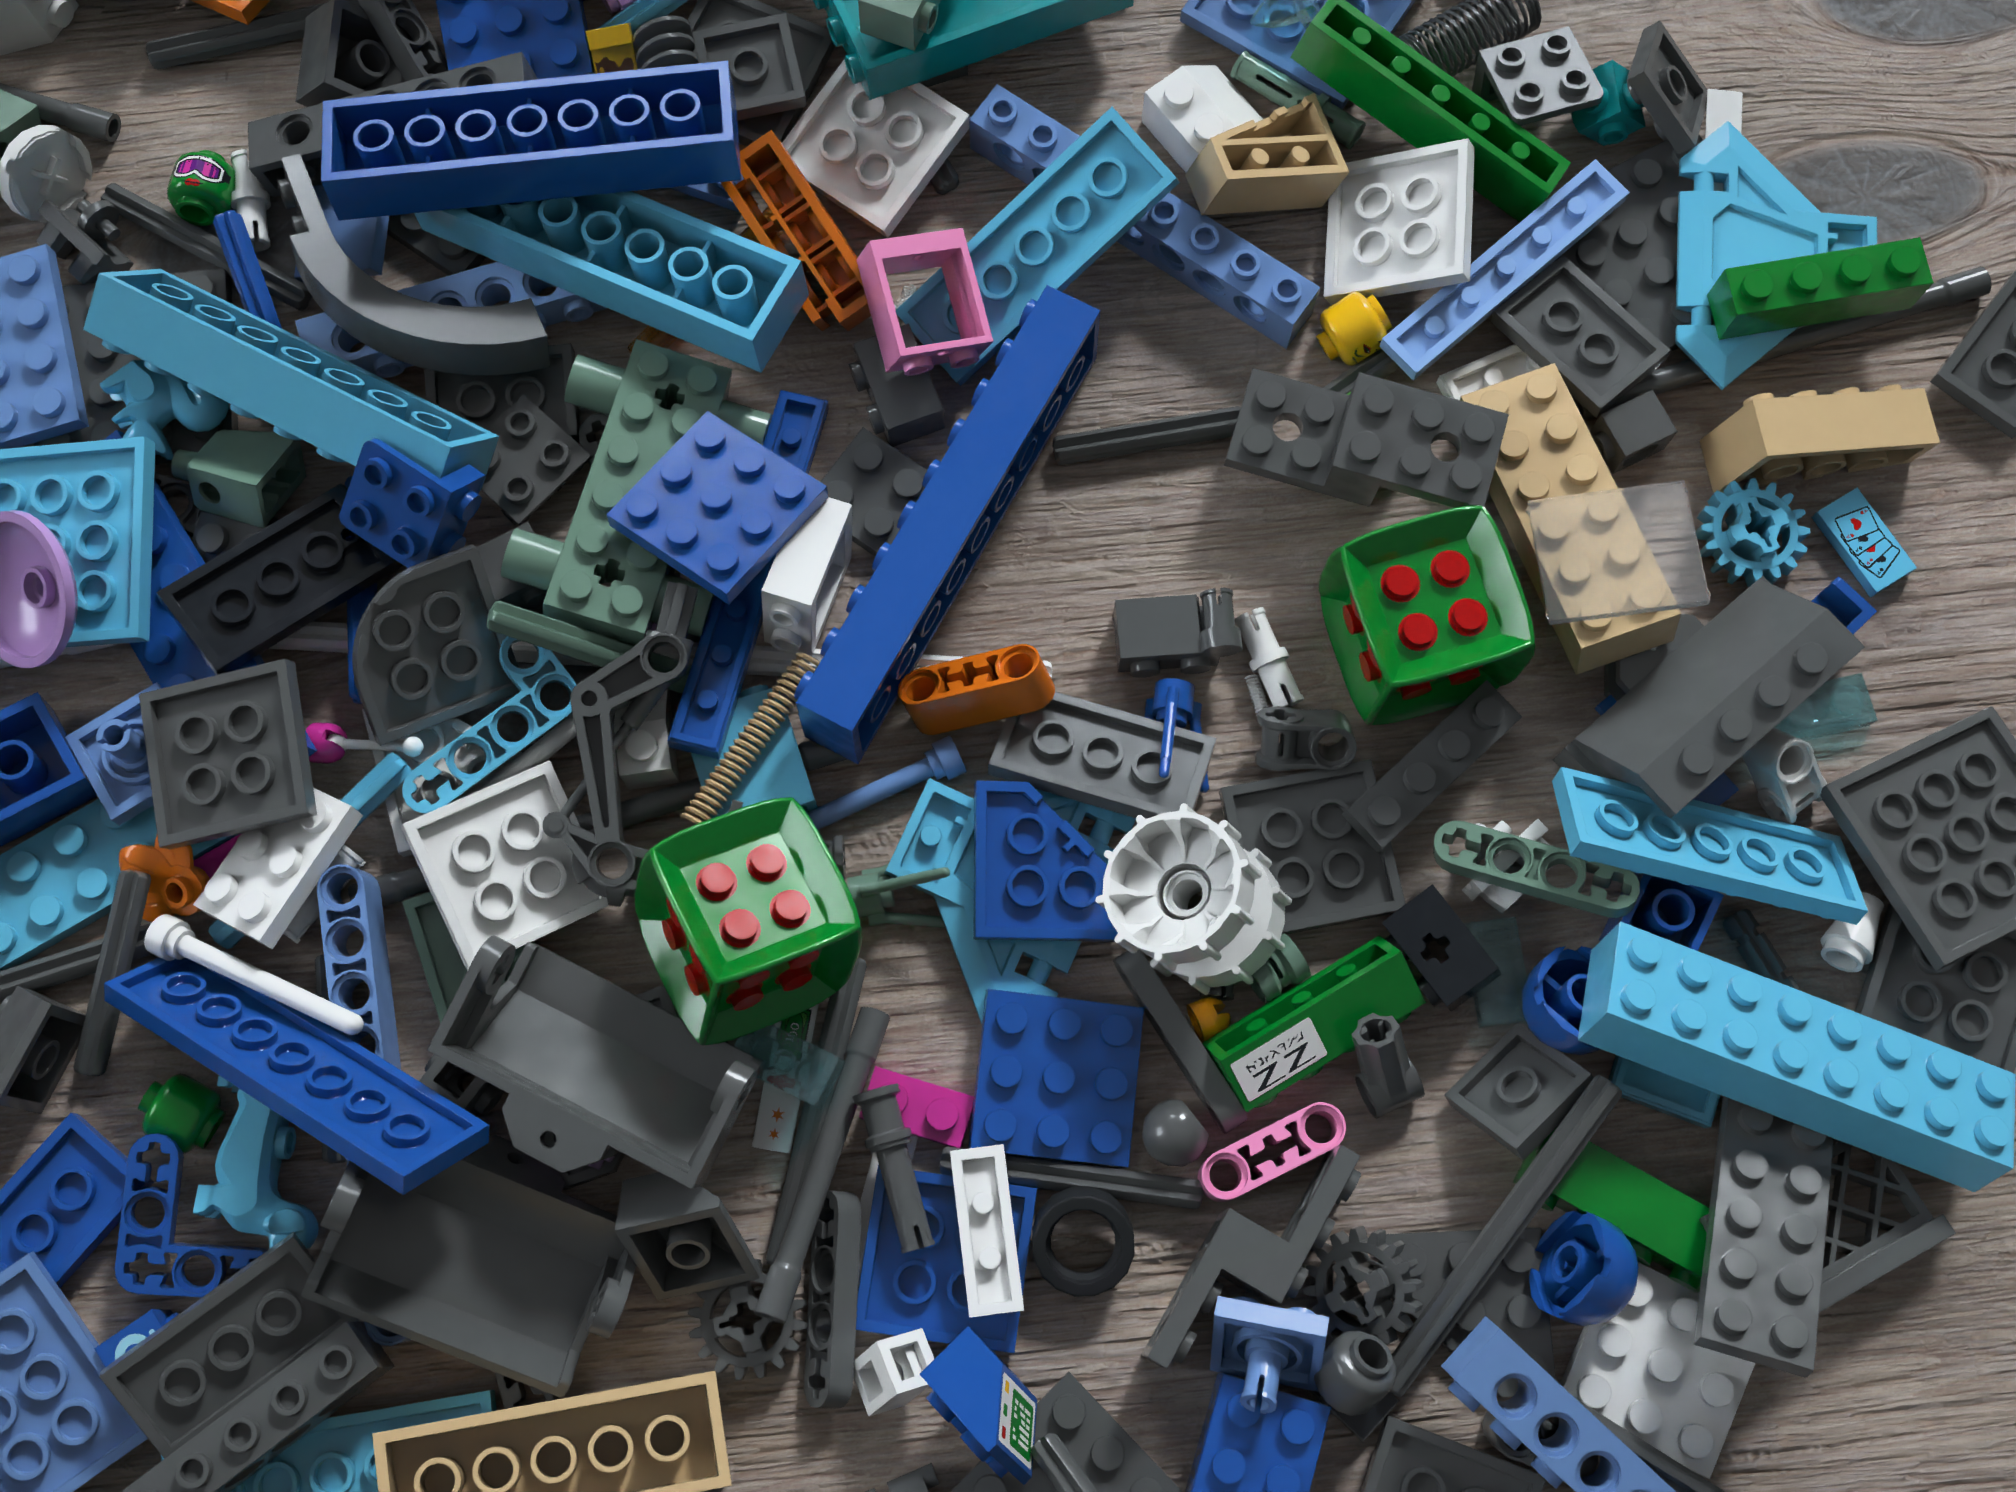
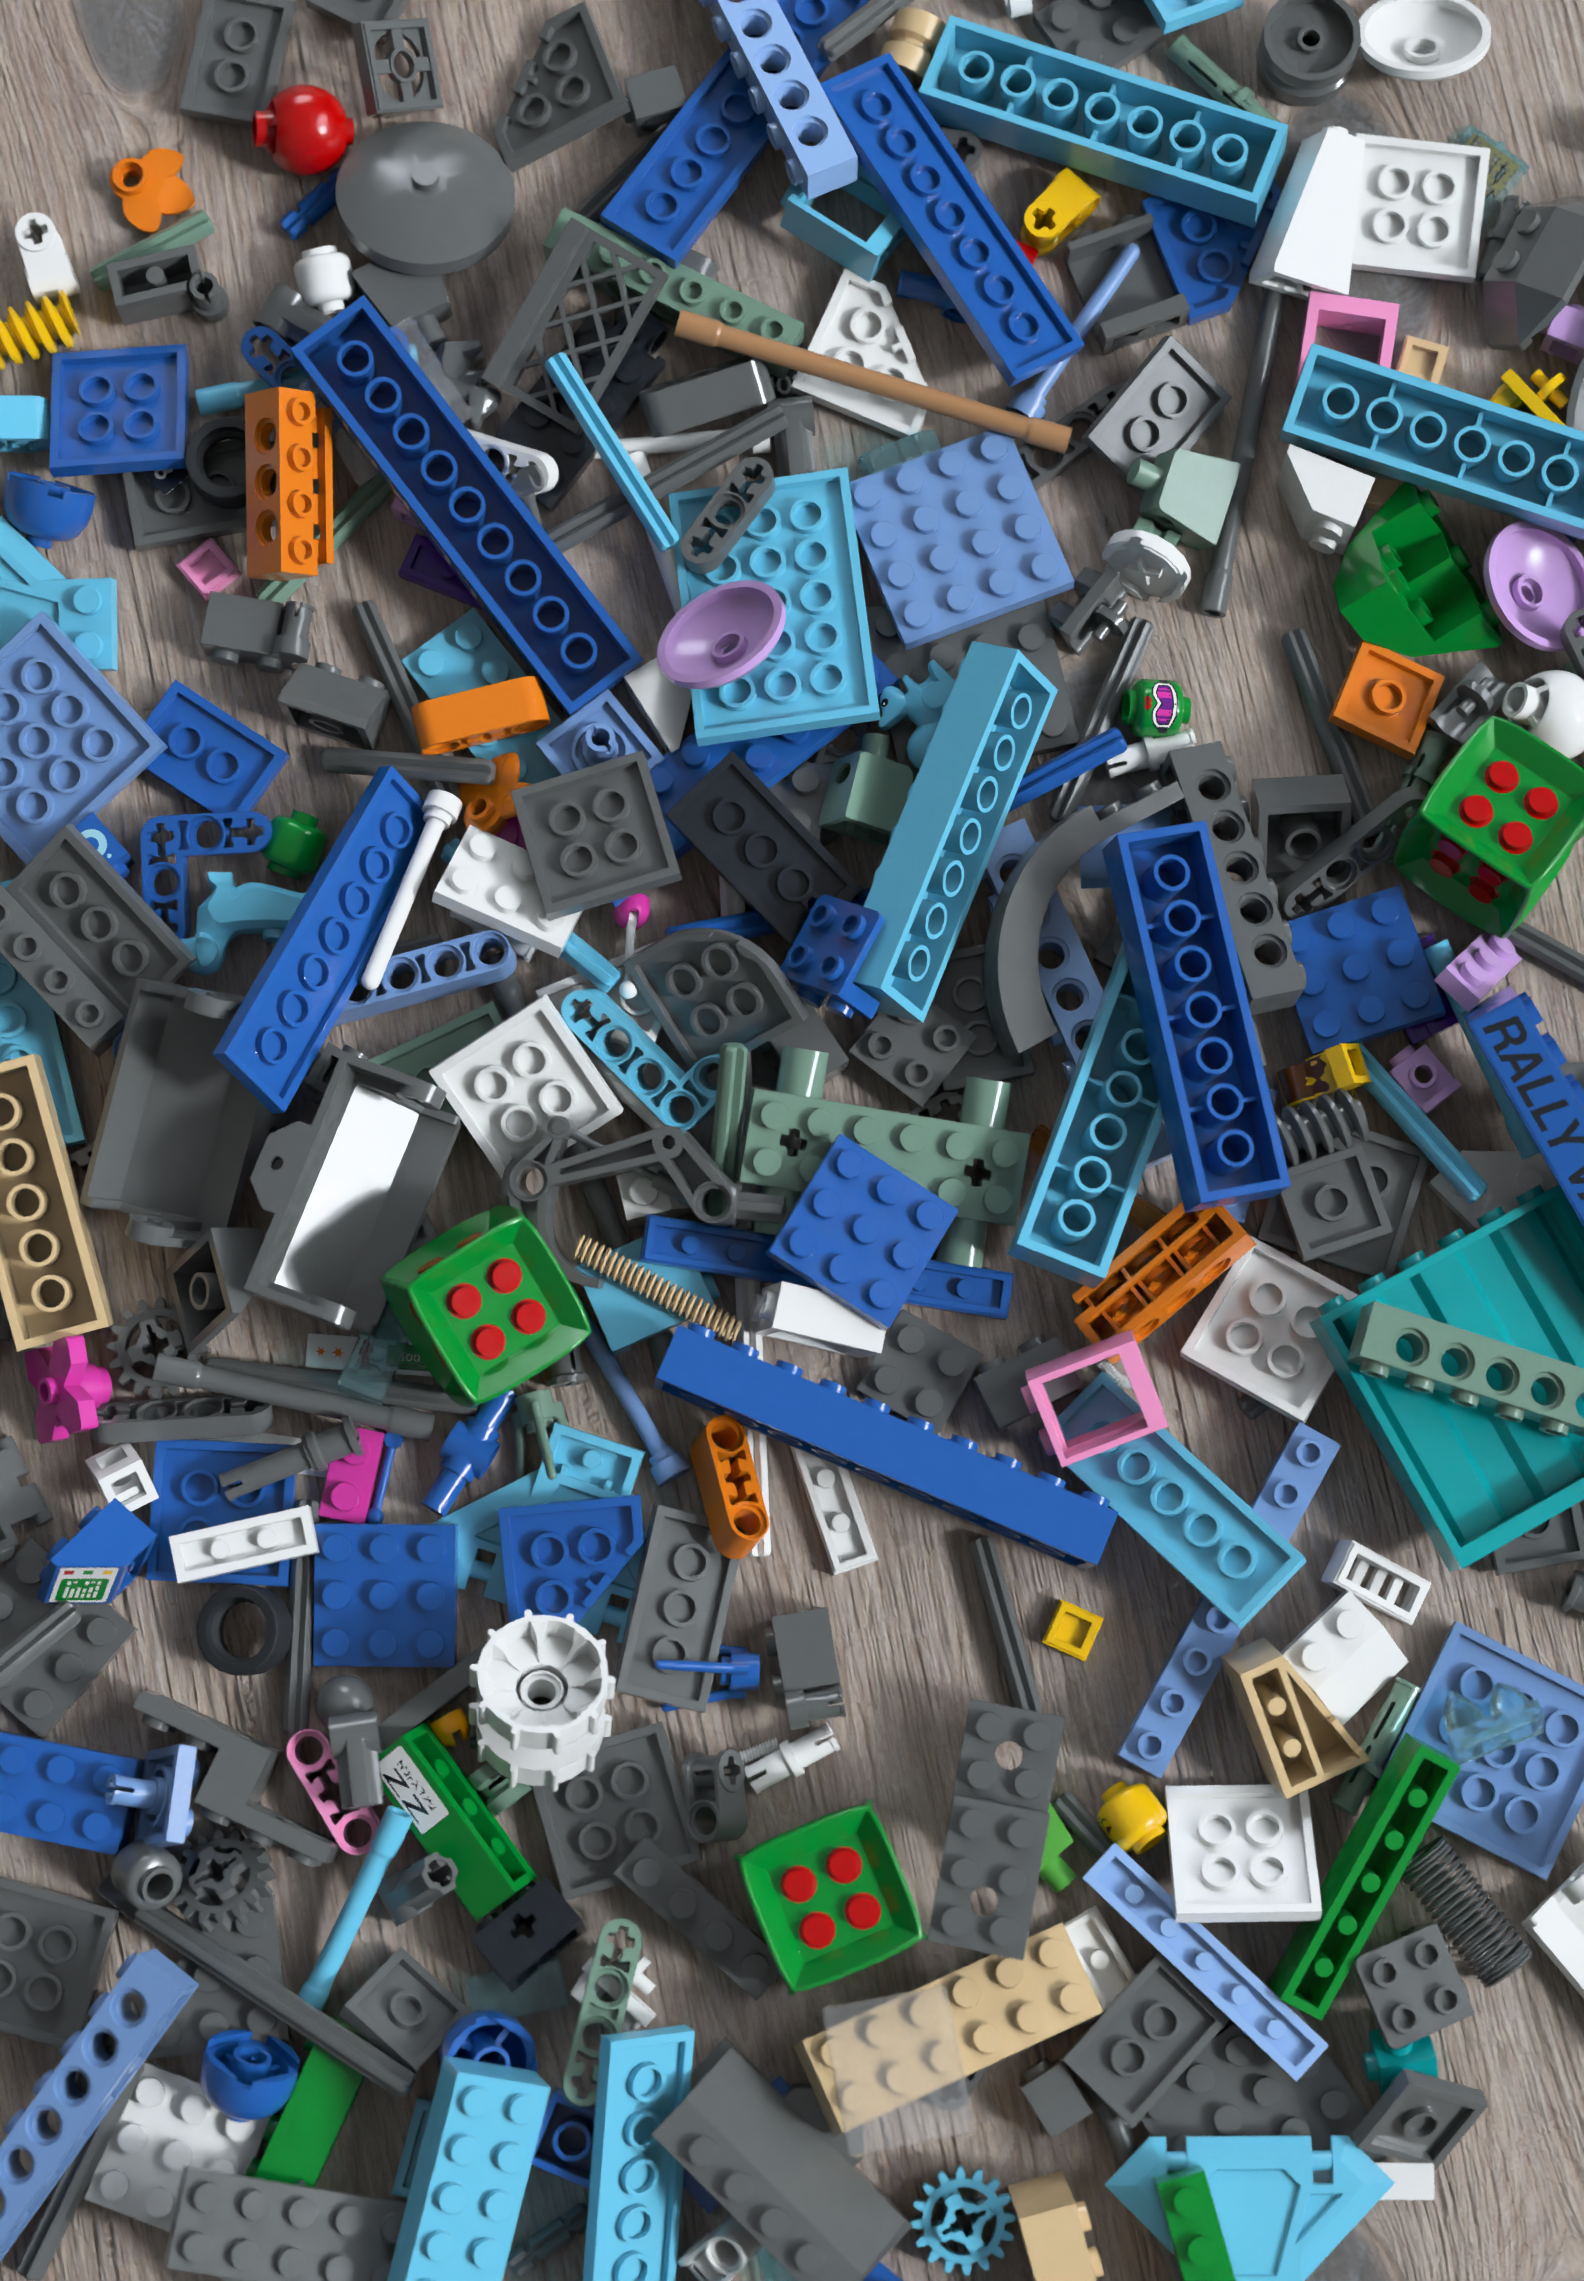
camera: 85 degrees right, 5 degrees up
(67, 882) = (480, 715): none -> orange beam
(89, 683) = (661, 703): none -> white slope
(781, 1431) = (66, 1388): none -> dark pink plant
(886, 1060) = (392, 1442): none -> blue hinge
(912, 976) = (468, 1452): none -> blue pin
(1012, 594) = (836, 1512): none -> white tile
(1107, 92) = (1341, 1563): none -> white slope
(1157, 372) = (1072, 1630): none -> yellow tile
(1226, 1114) = (356, 1746): none -> dark grey piece
(1343, 1098) = (382, 1850): none -> medium azure piece

